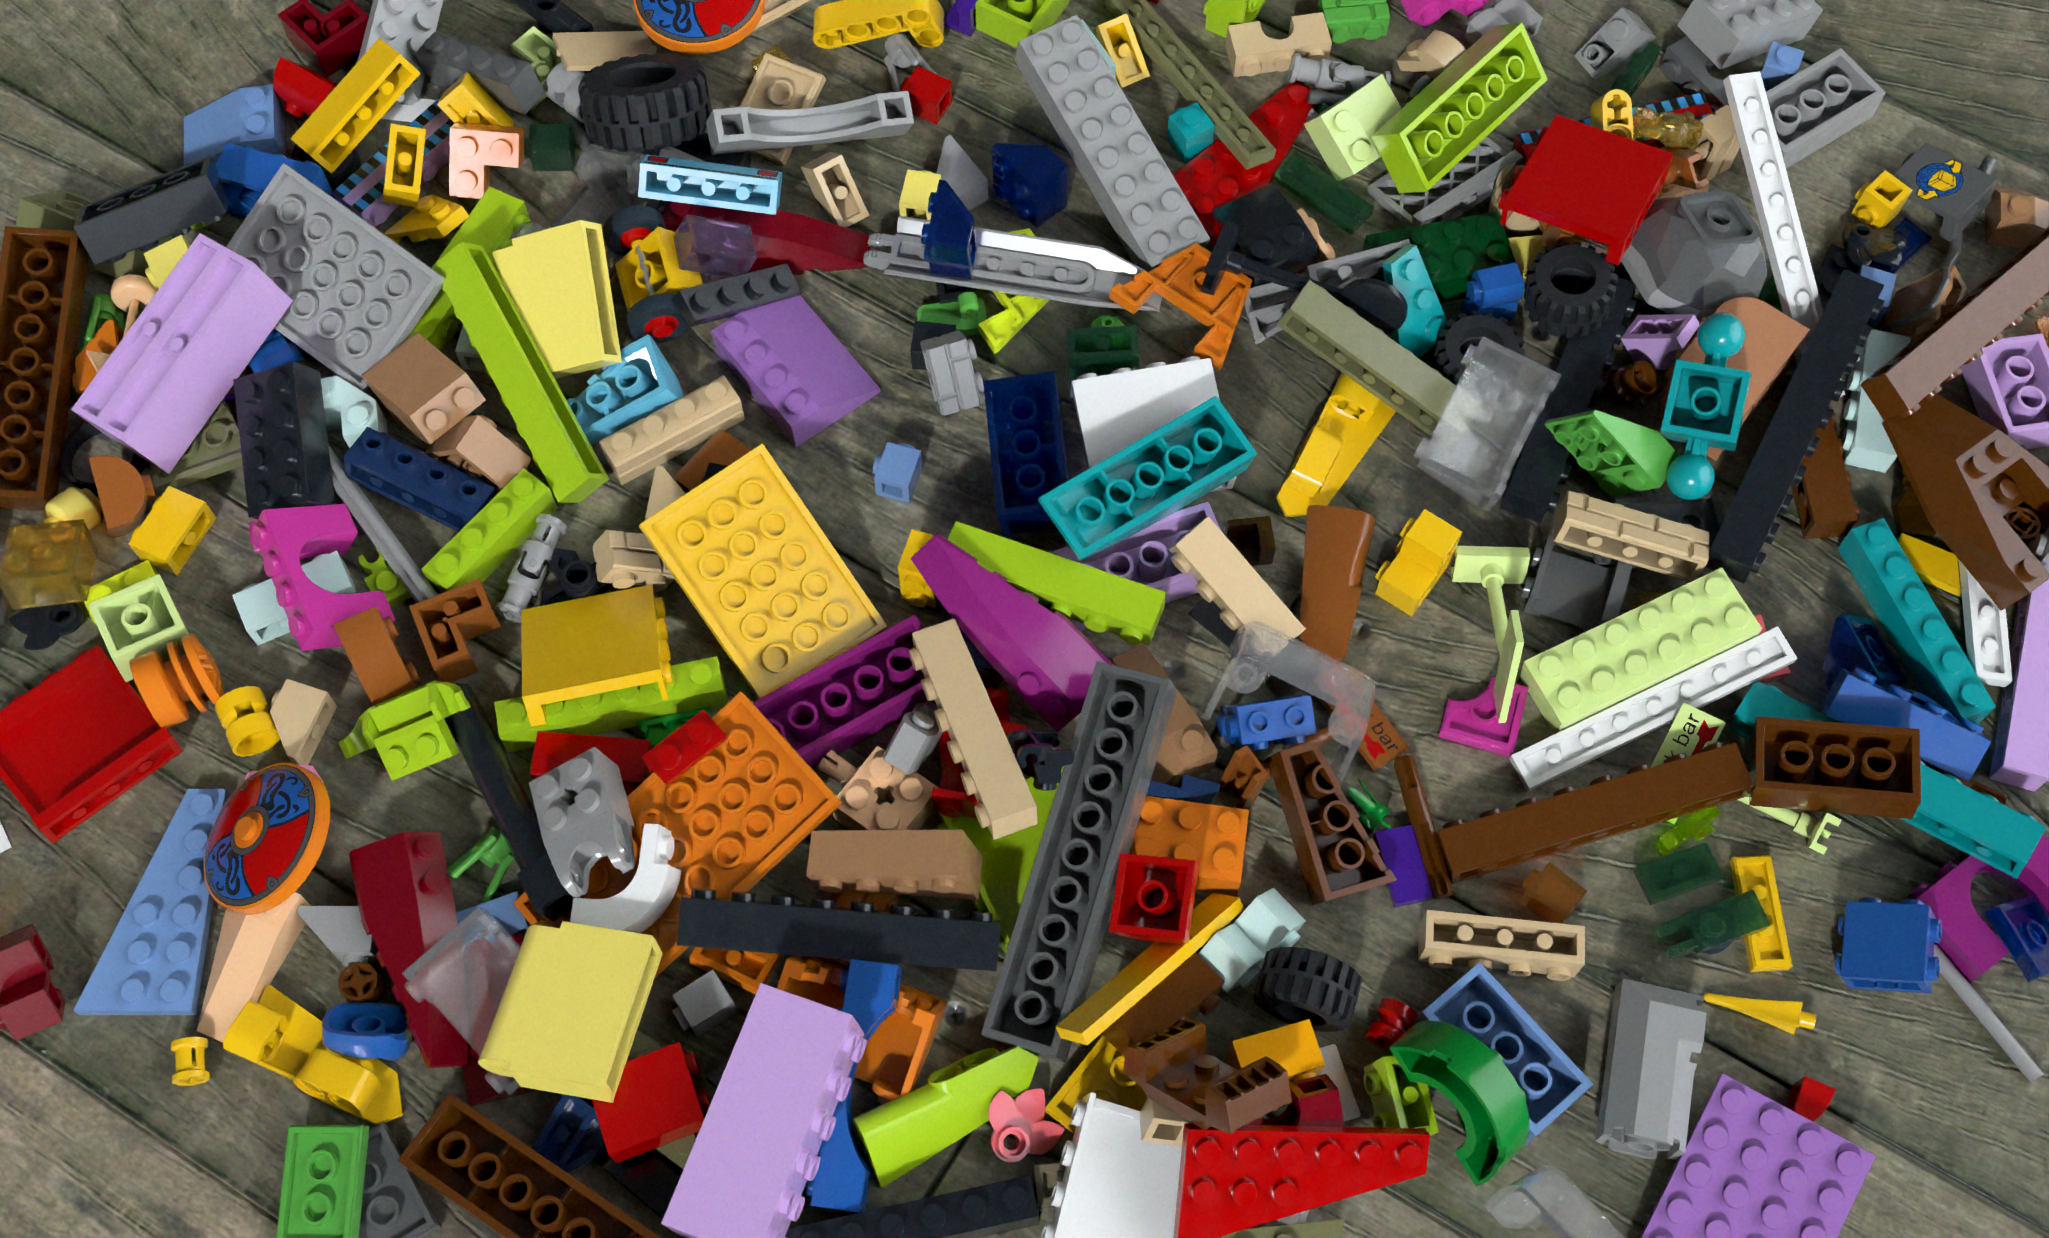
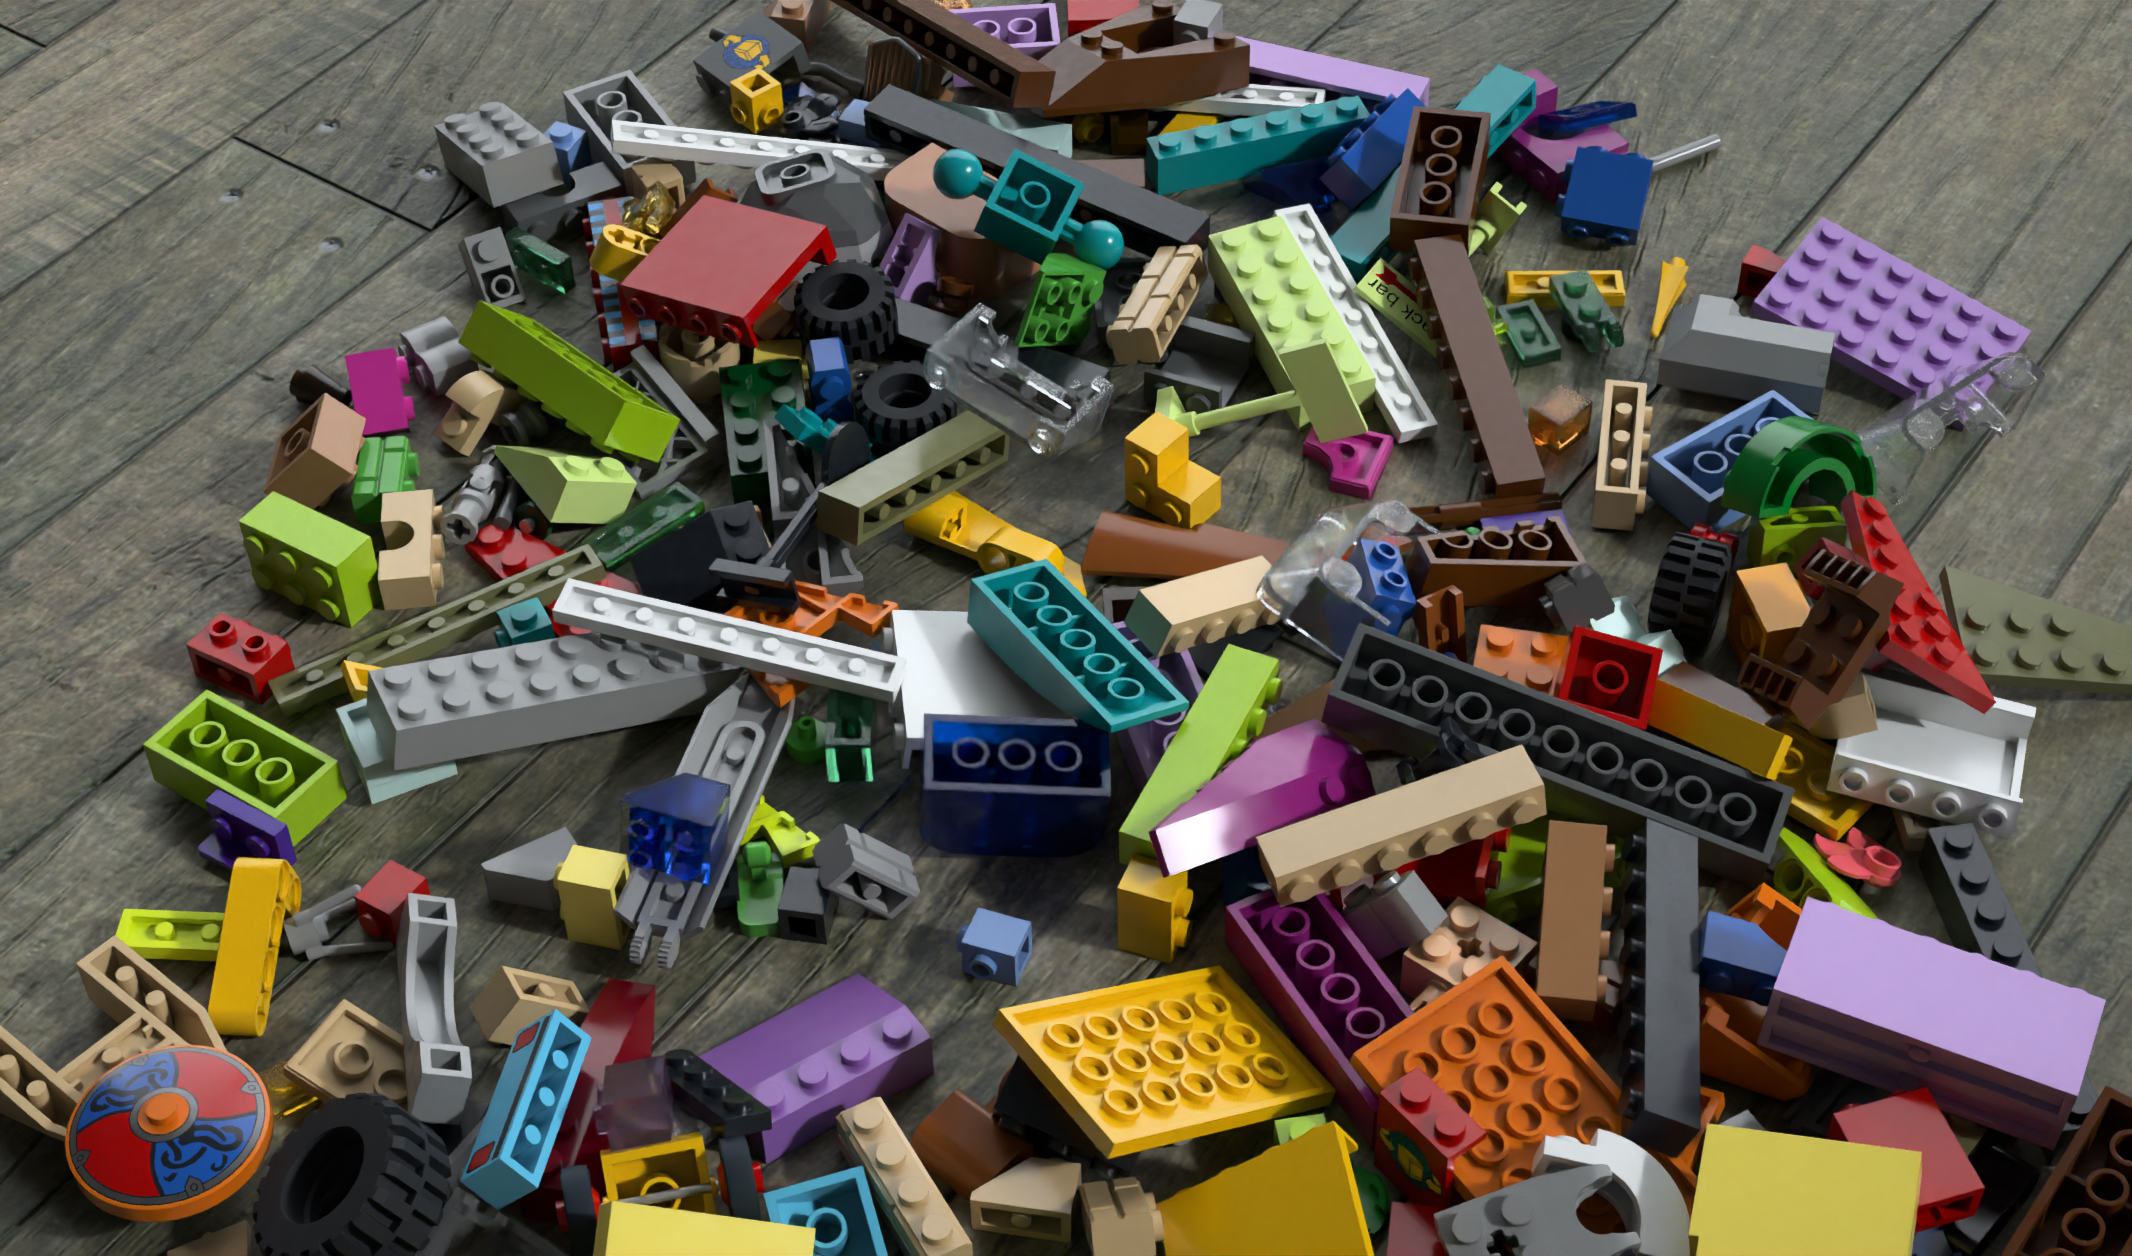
camera: 85 degrees left, 20 degrees down
(1030, 180) = (579, 779): clear blue slope -> none
(1148, 246) = (730, 640): none -> white plate
(1276, 885) = (1576, 597): none -> dark grey brick

